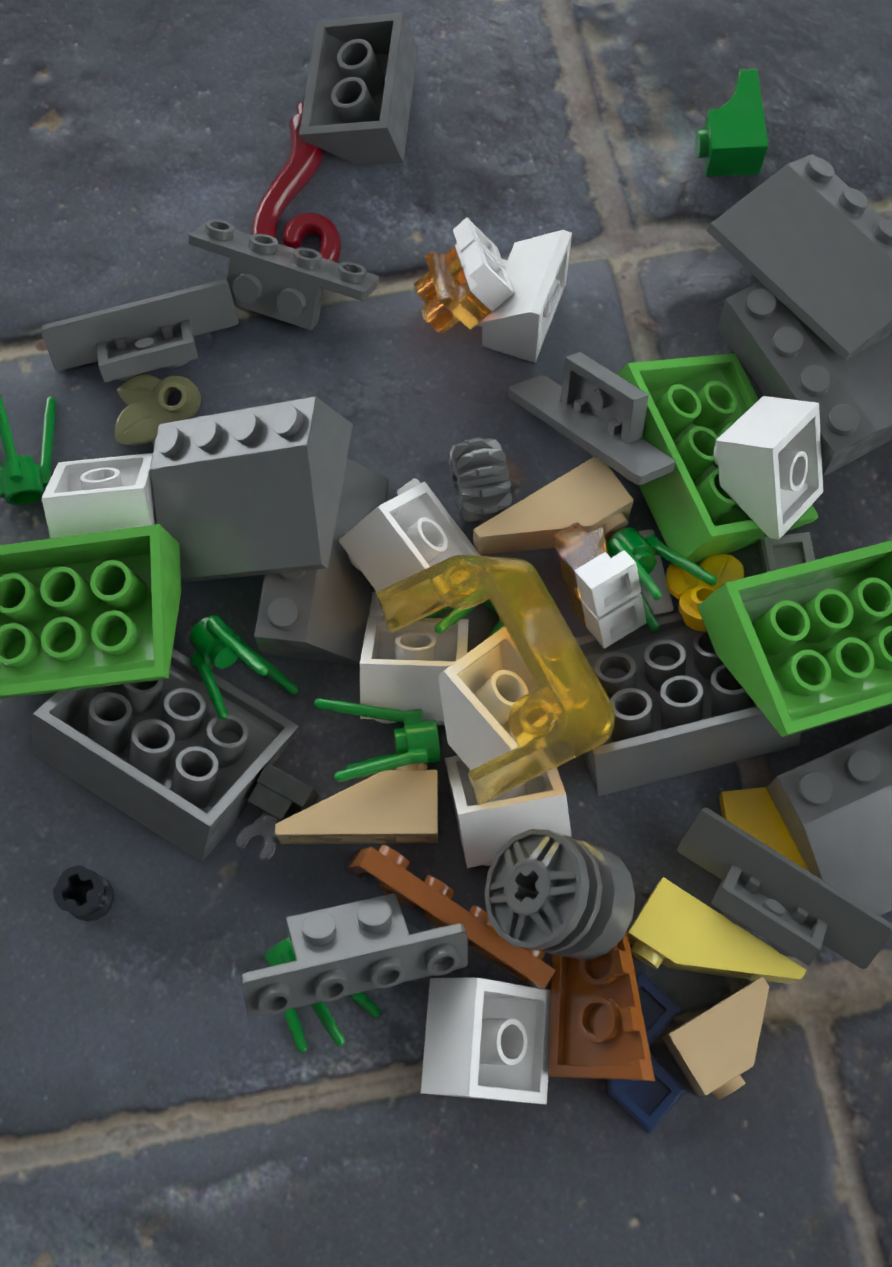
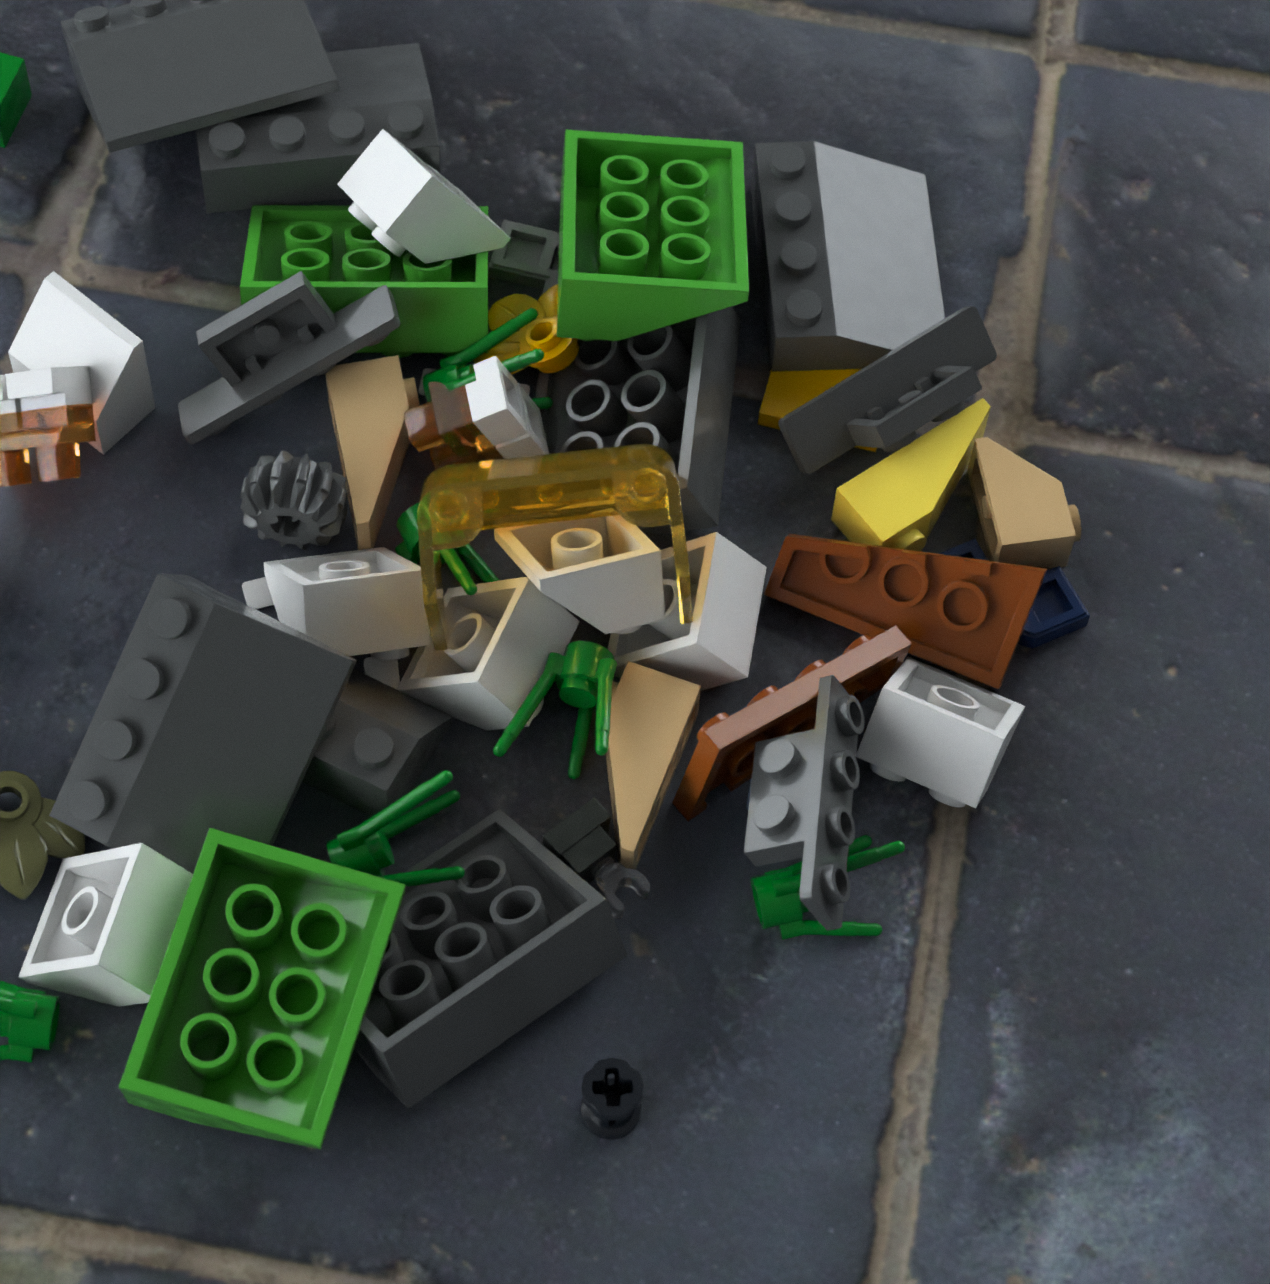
camera: 75 degrees left, 10 degrees down
(559, 895) = (820, 543): dark grey wheel -> none

